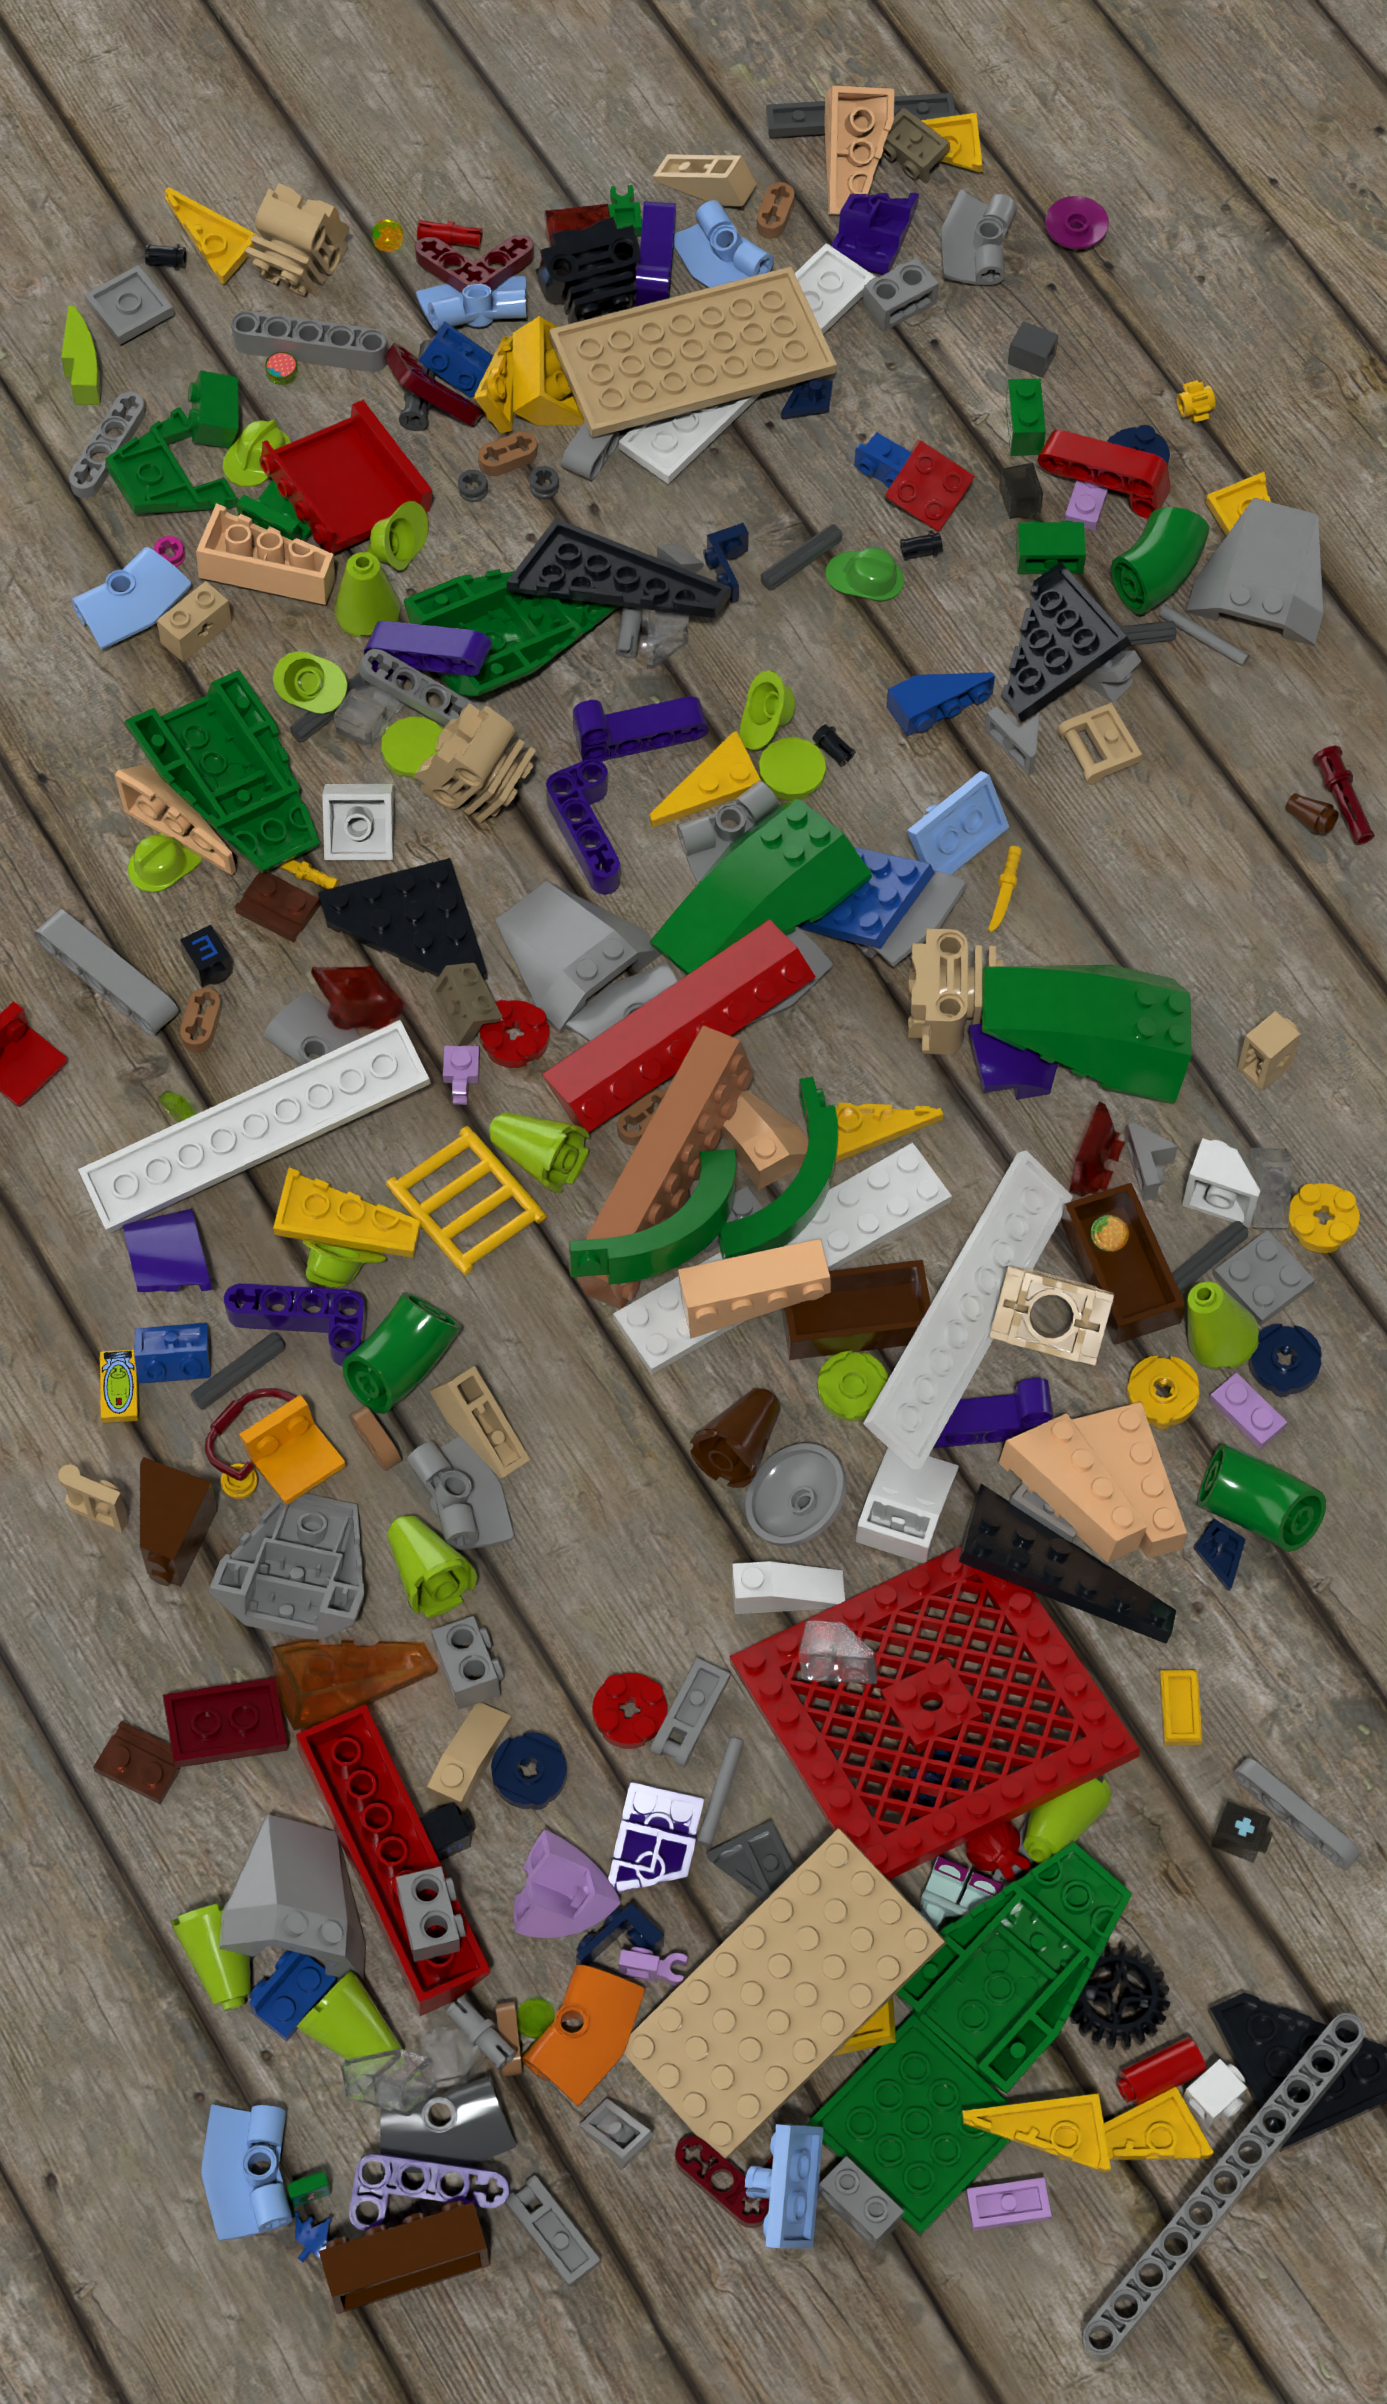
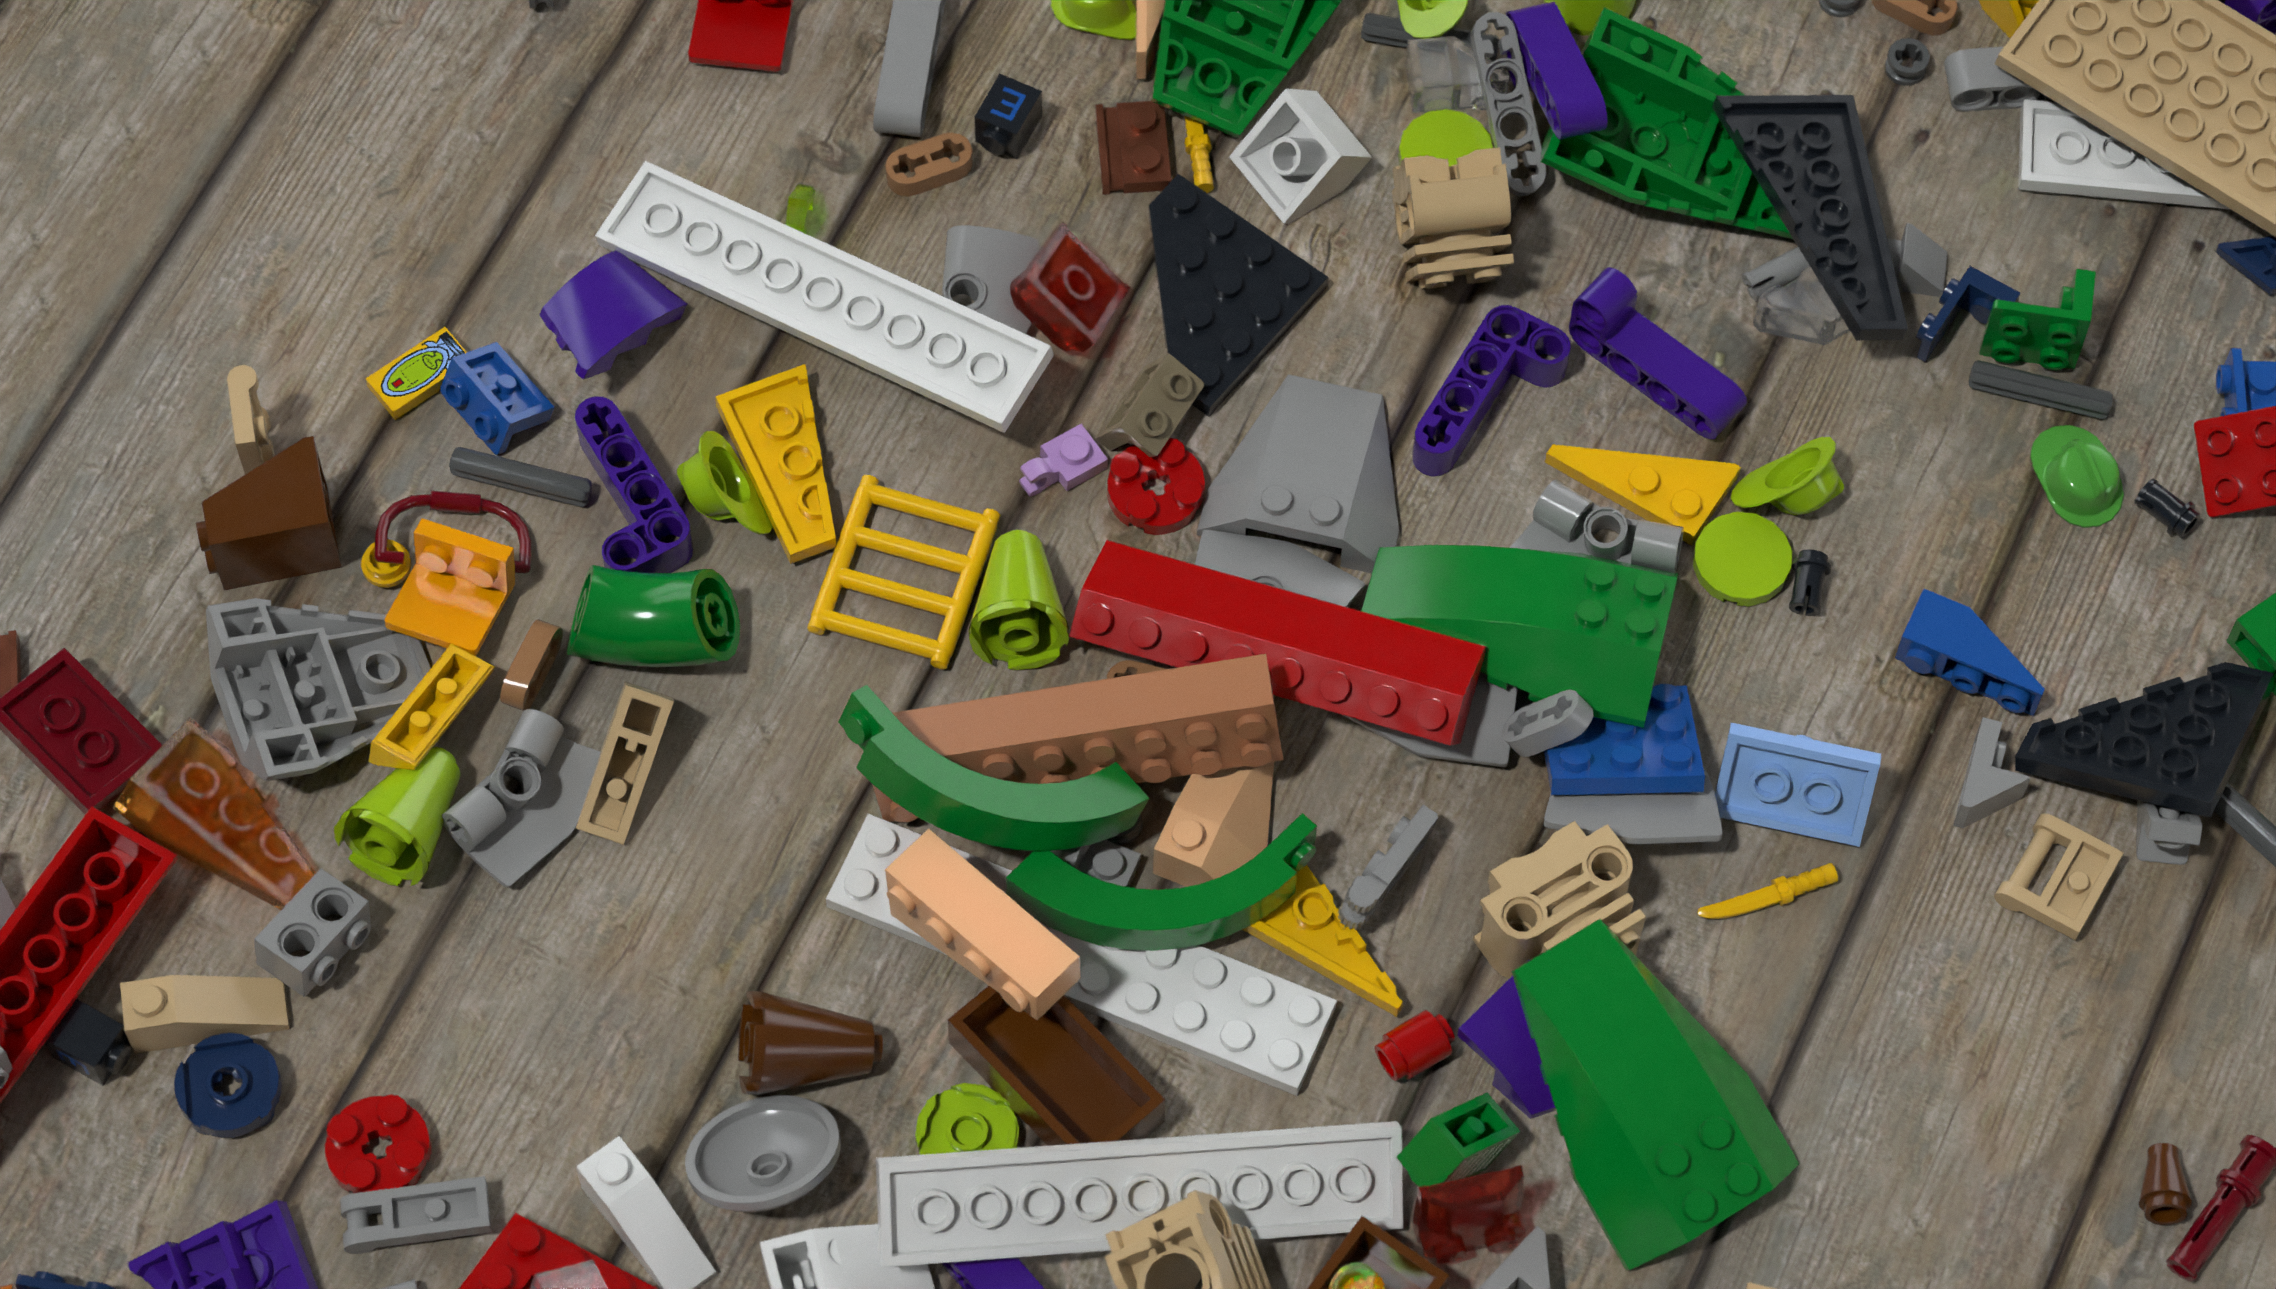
camera: 55 degrees right, 0 degrees up
(369, 1508) = (429, 709): none -> yellow slope
(562, 1891) = (97, 1214): lavender brick -> none
(779, 523) = (2041, 332): none -> green bracket
(835, 922) = (1547, 723): none -> light grey beam
(855, 1062) = (1386, 869): none -> light grey hinge
(970, 1120) = (1415, 1045): none -> red brick
(1053, 1131) = (1458, 1142): none -> green brick

